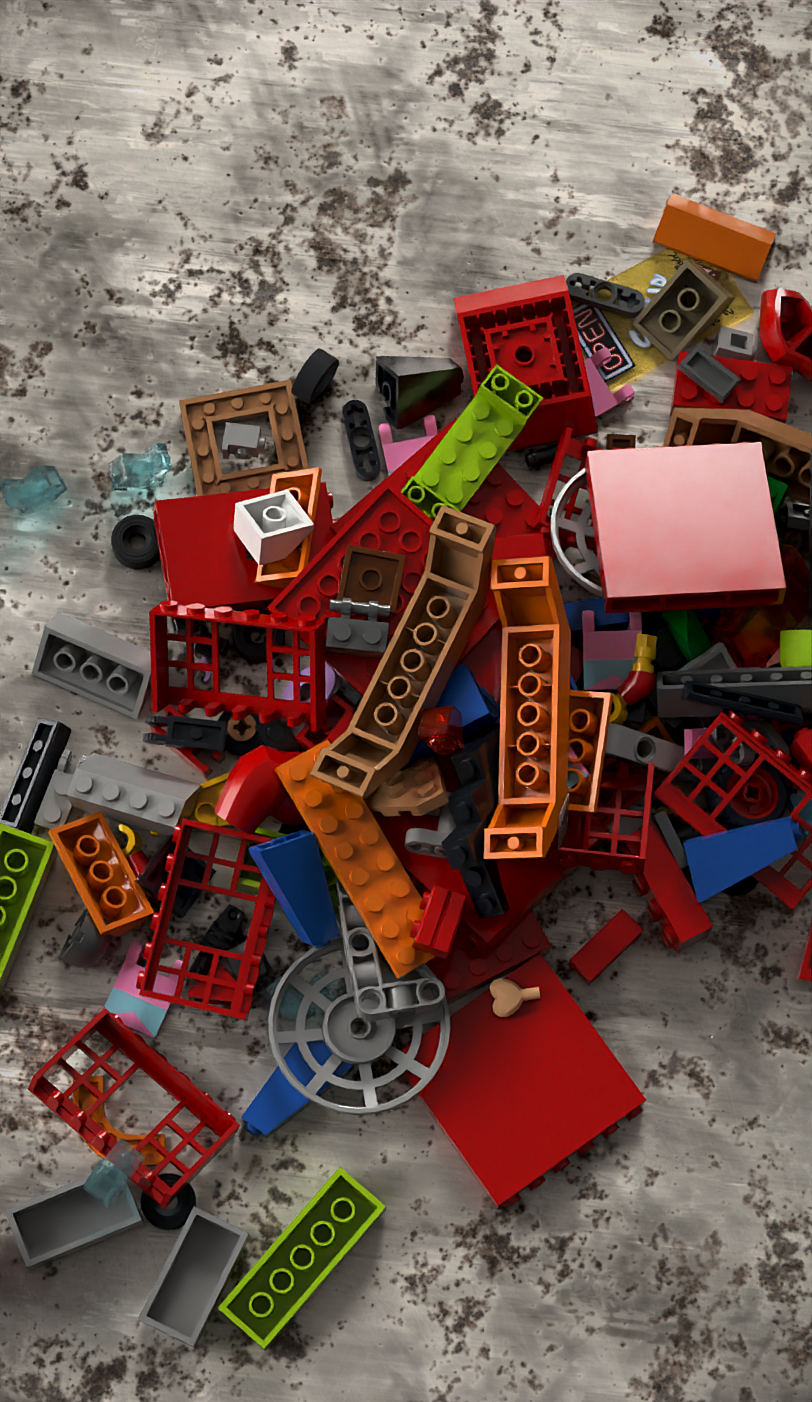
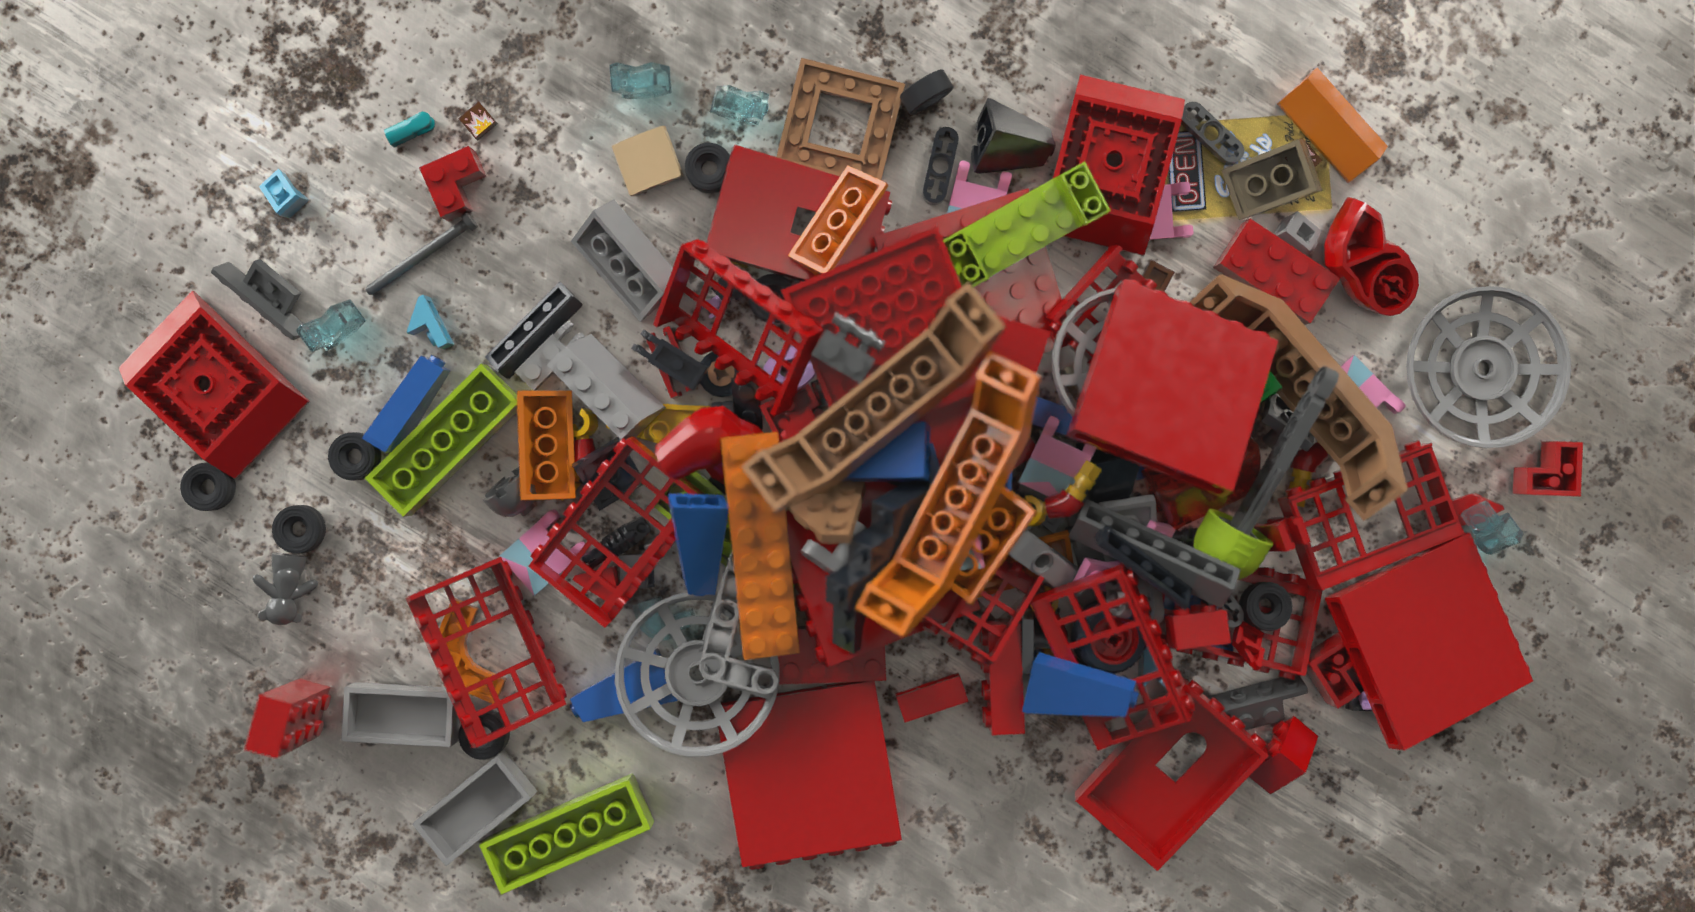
camera: 25 degrees right, 15 degrees up
(73, 563) = (647, 160): none -> tan slope
(111, 1175) = (440, 705): clear light blue brick -> none
(242, 441) = (837, 122): light grey brick -> none
(271, 525) = (822, 215): white slope -> none
(371, 576) = (881, 307): reddish brown tile -> none
(439, 921) = (796, 633): red brick -> none
(442, 729) = (875, 475): clear red slope -> none
(510, 996) = (832, 706): light nougat rock -> none
(540, 457) = (1085, 253): black pin -> none
(563, 821) = (941, 599): sticker -> none
(687, 632) = (1130, 479): green slope -> none
(709, 374) = (1265, 252): dark grey tile -> none

